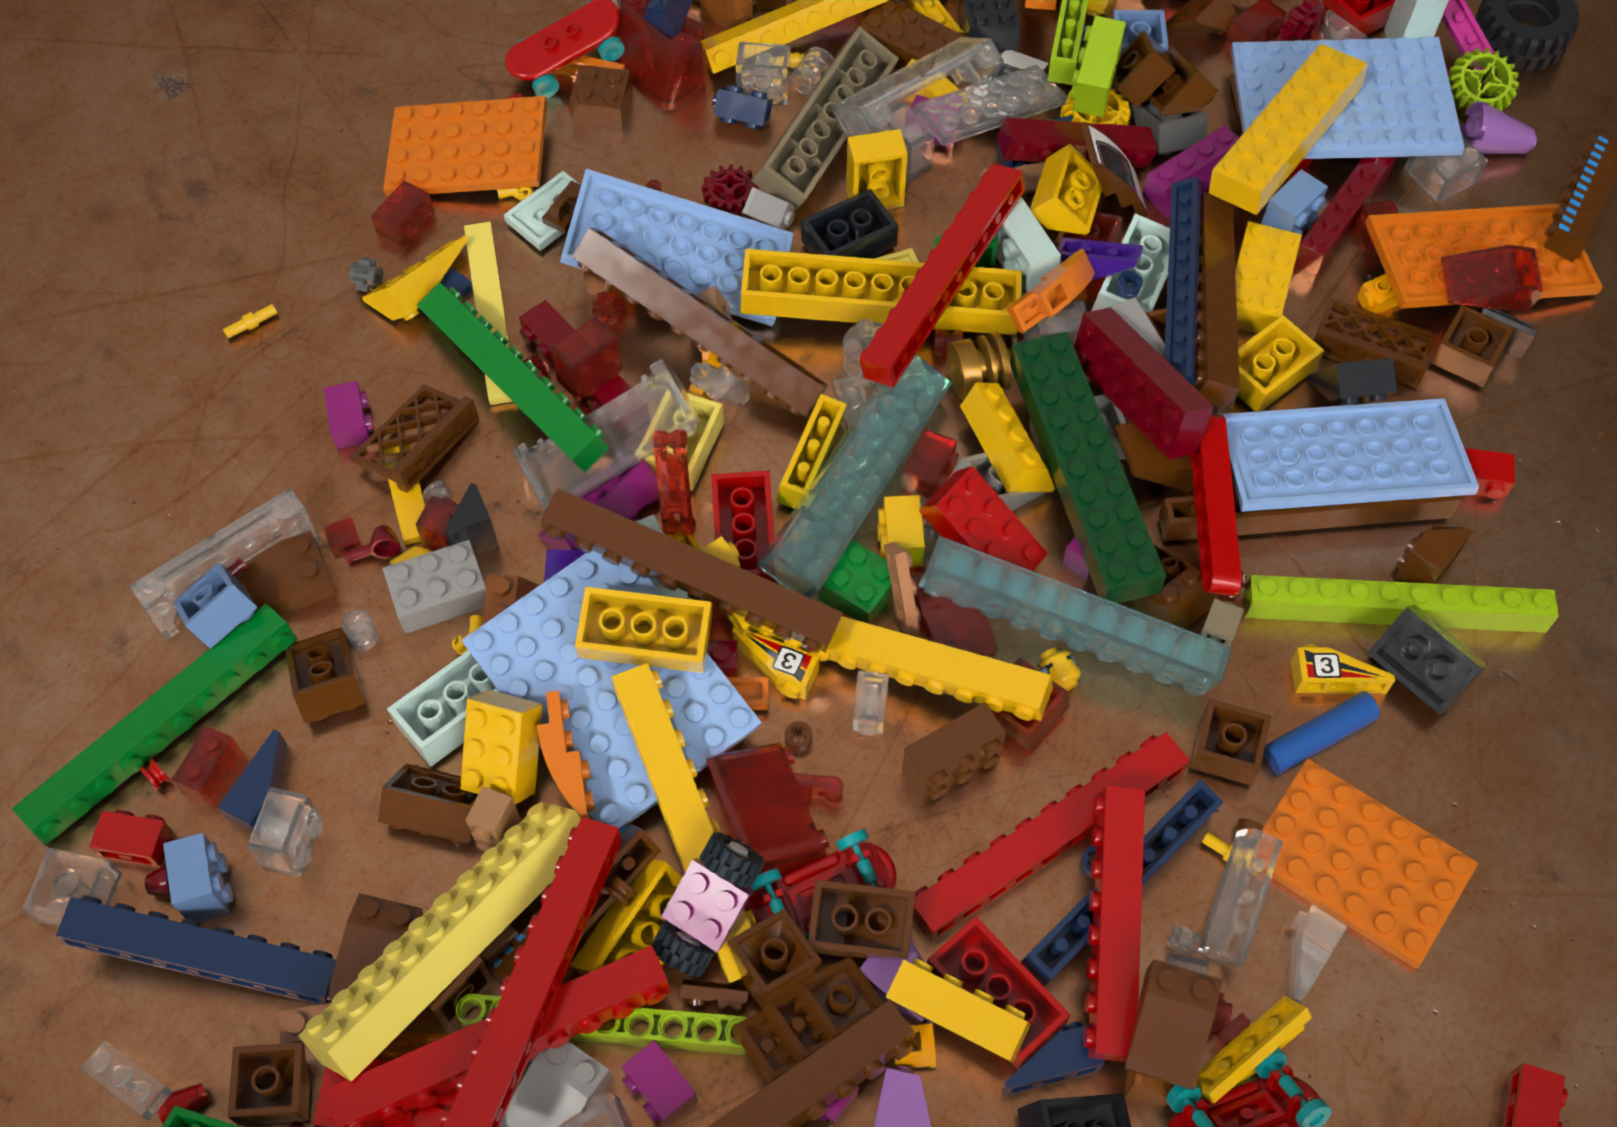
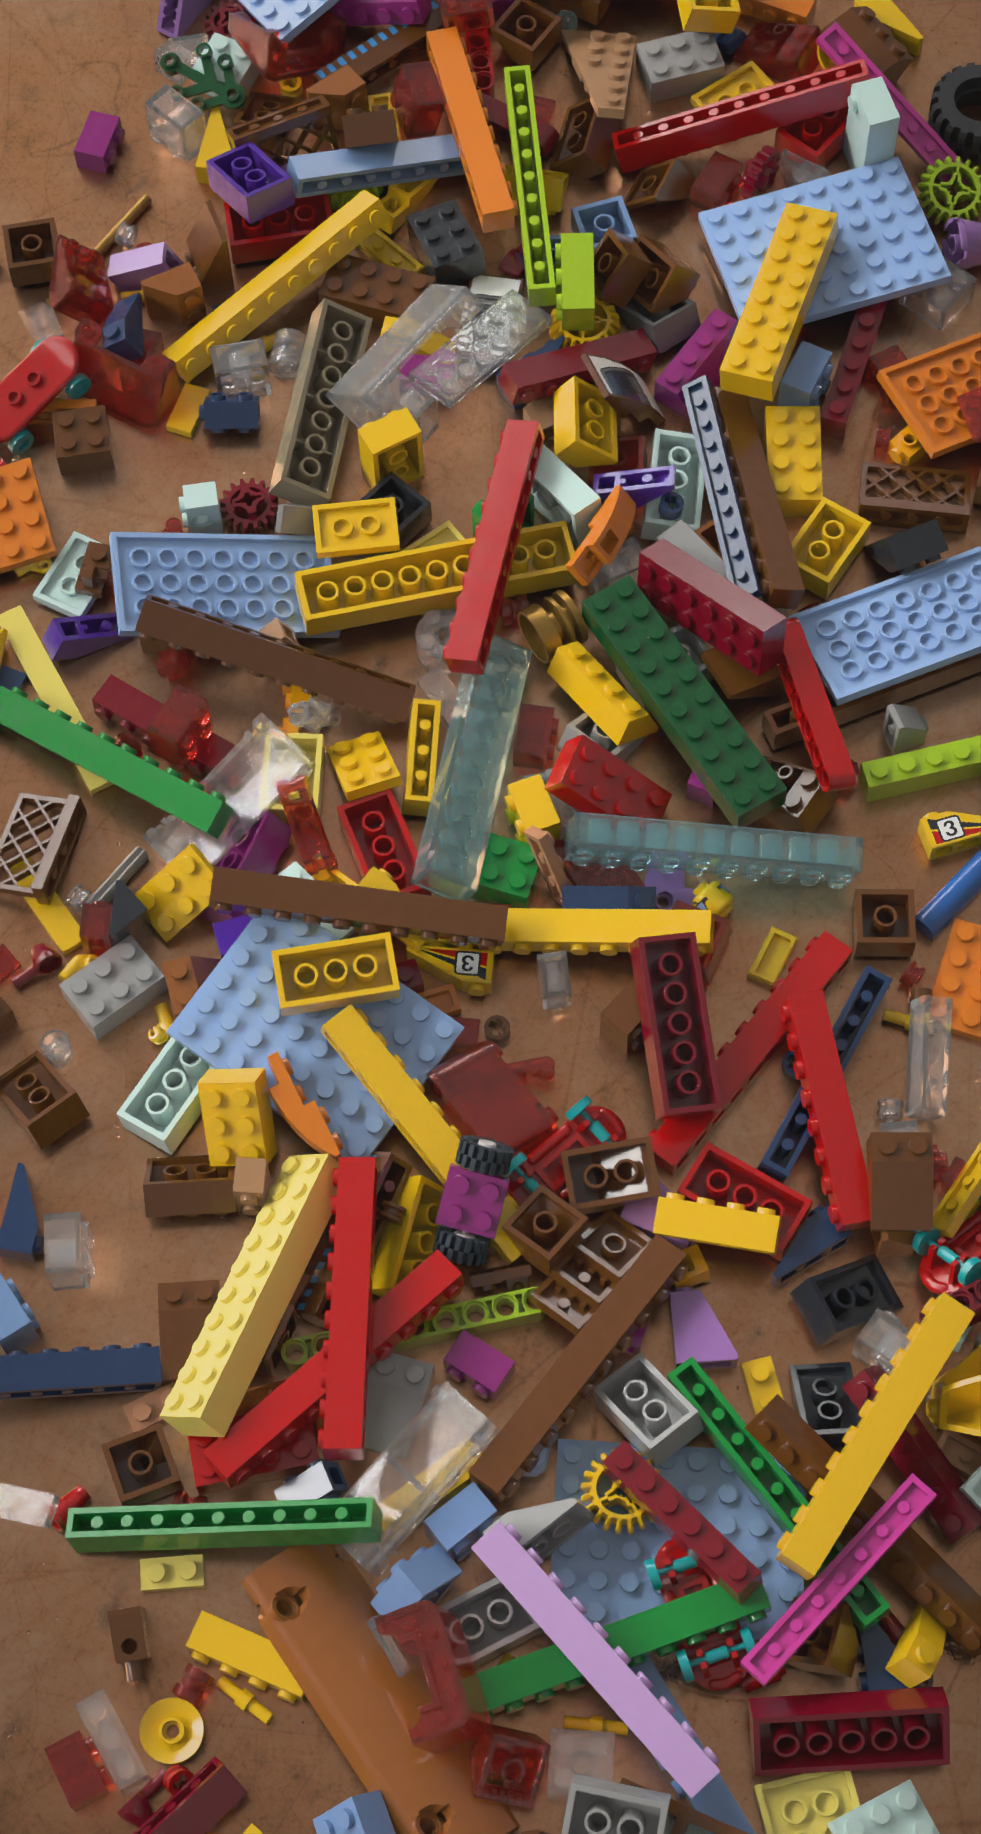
camera: 15 degrees left, 5 degrees up
(492, 481) = (122, 872): none -> light grey axle
(519, 513) = (178, 892): none -> yellow plate
(533, 261) = (81, 635): none -> dark purple slope
(684, 175) = (201, 508): none -> light aqua brick
(699, 103) = (186, 410): none -> yellow tile
(752, 445) = (363, 765): none -> yellow plate
(768, 732) = (470, 1035): none -> clear red tile
(818, 227) = (356, 527): none -> yellow plate
(952, 635) = (608, 897): none -> dark blue slope
(977, 784) = (675, 1026): none -> dark red brick
(1016, 644) = (669, 887): none -> medium lavender plate
(1043, 47) = (513, 263): none -> dark red bar
(1103, 745) = (772, 957): none -> yellow tile
(1222, 622) = (847, 816): dark tan brick -> none
(1246, 805) = (912, 975): none -> clear red bush
(1304, 553) = (904, 728): none -> light grey slope
(1355, 281) = (882, 438): none -> clear red bush

